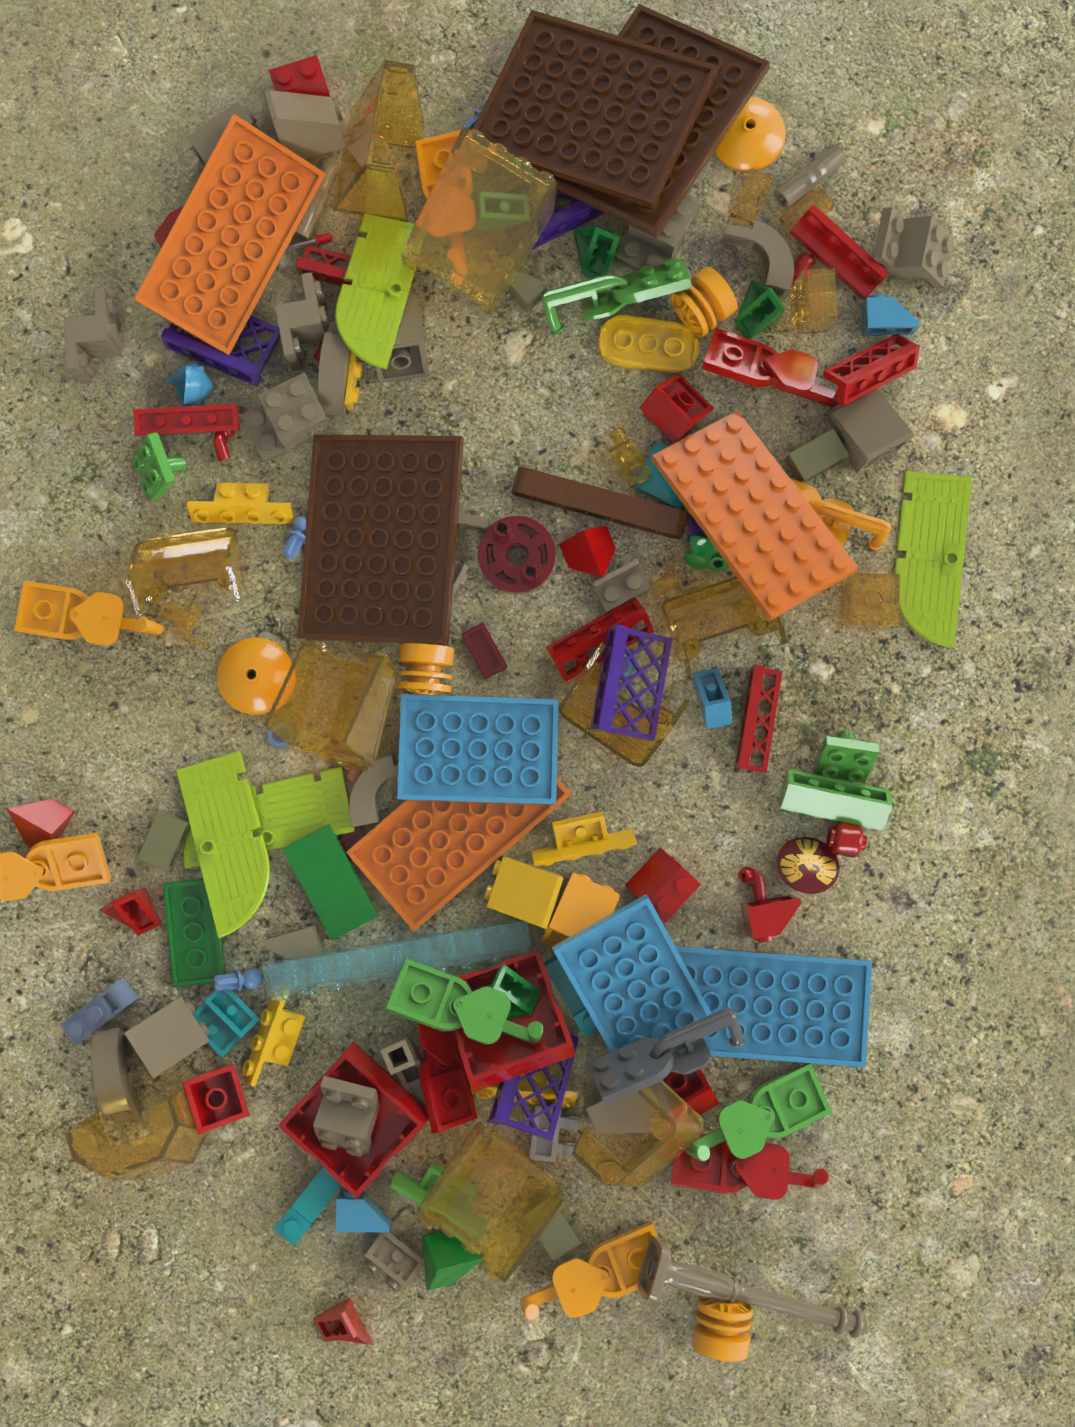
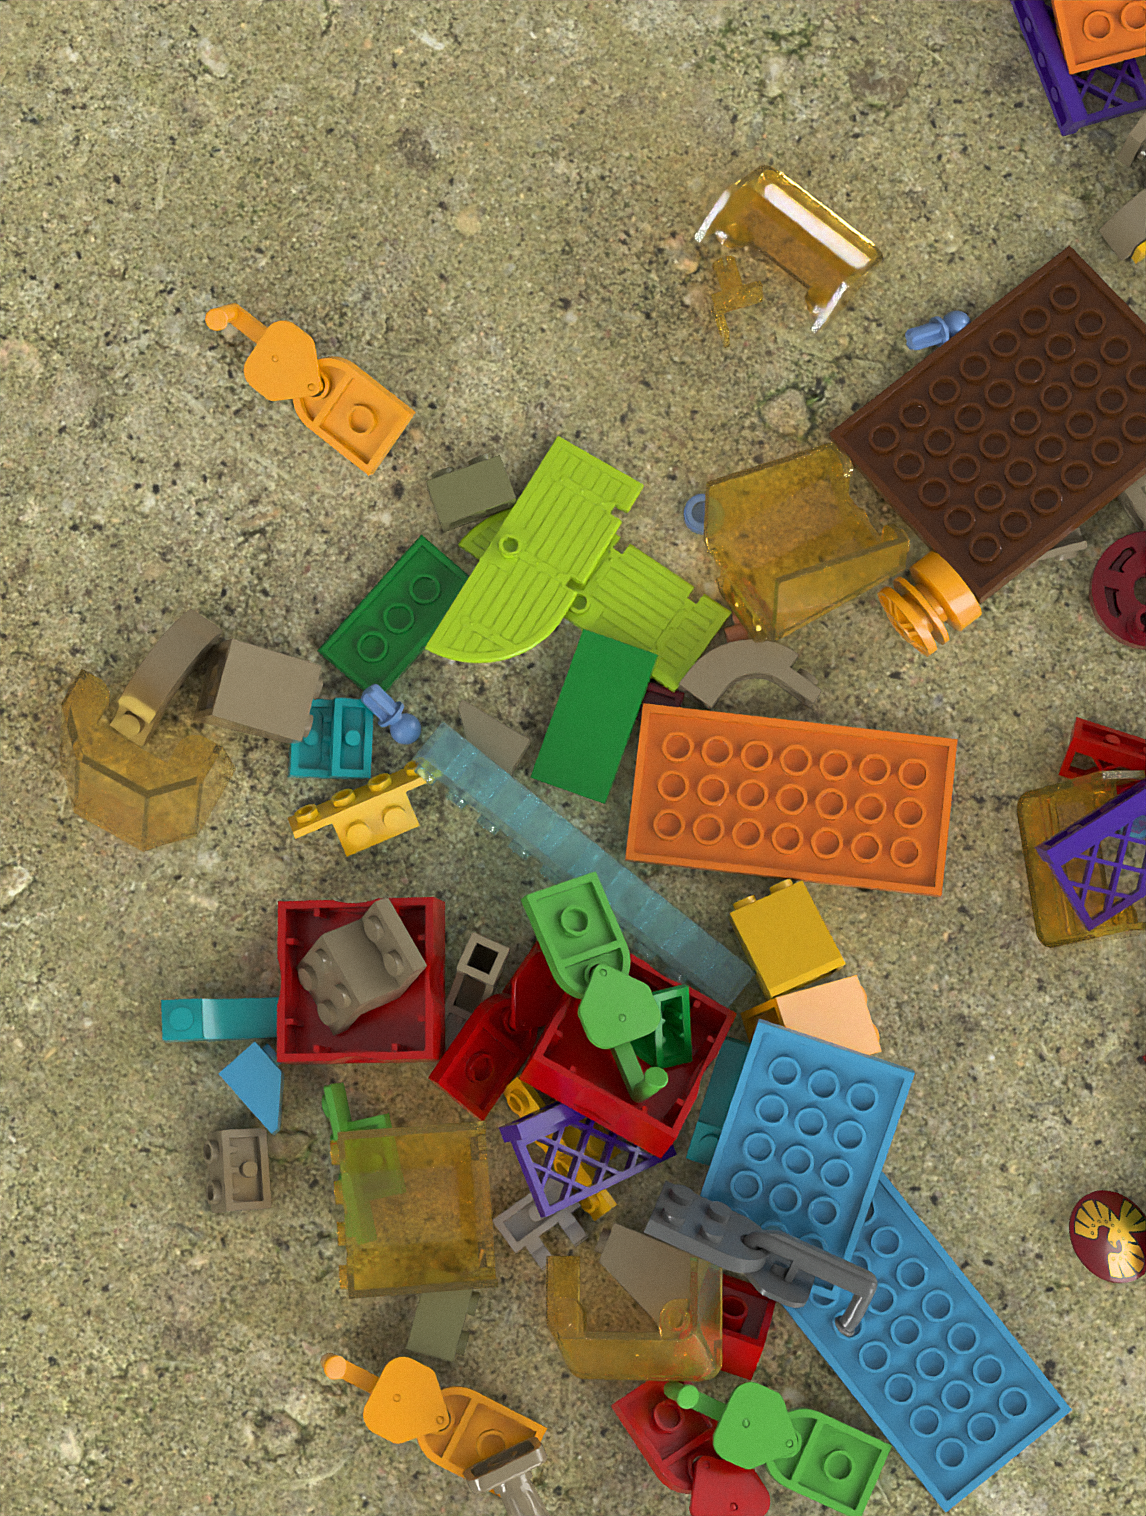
camera: 45 degrees right, 5 degrees down
(40, 820) = (367, 339): slope -> none
(73, 614) = (625, 167): light orange plate -> none
(99, 1011) = (219, 594): sand blue plate -> none
(134, 911) = (360, 530): red slope -> none
(155, 467) = (871, 109): bright green plate -> none
(187, 419) = (955, 95): red fence -> none
(191, 384) = (997, 64): dark azure helmet -> none
(215, 1098) = (246, 806): red slope -> none
(220, 444) = (965, 150): red arm -> none
(241, 505) = (916, 239): yellow bracket -> none
(257, 694) = (720, 443): light orange dish -> none
(284, 417) = (1058, 196): dark tan bracket -> none
(342, 1324) = (114, 1181): red slope -> none
(445, 1260) = (295, 1231): green slope -> none
(478, 749) = (895, 743): dark azure plate -> none
(484, 651) = (1007, 653): dark red tile -> none
(580, 838) = (903, 950): yellow bracket -> none
(664, 883) = (941, 1092): red slope -> none
(755, 880) = (1037, 1193): red arm -> none
(768, 917) = (1011, 1239): red slope -> none

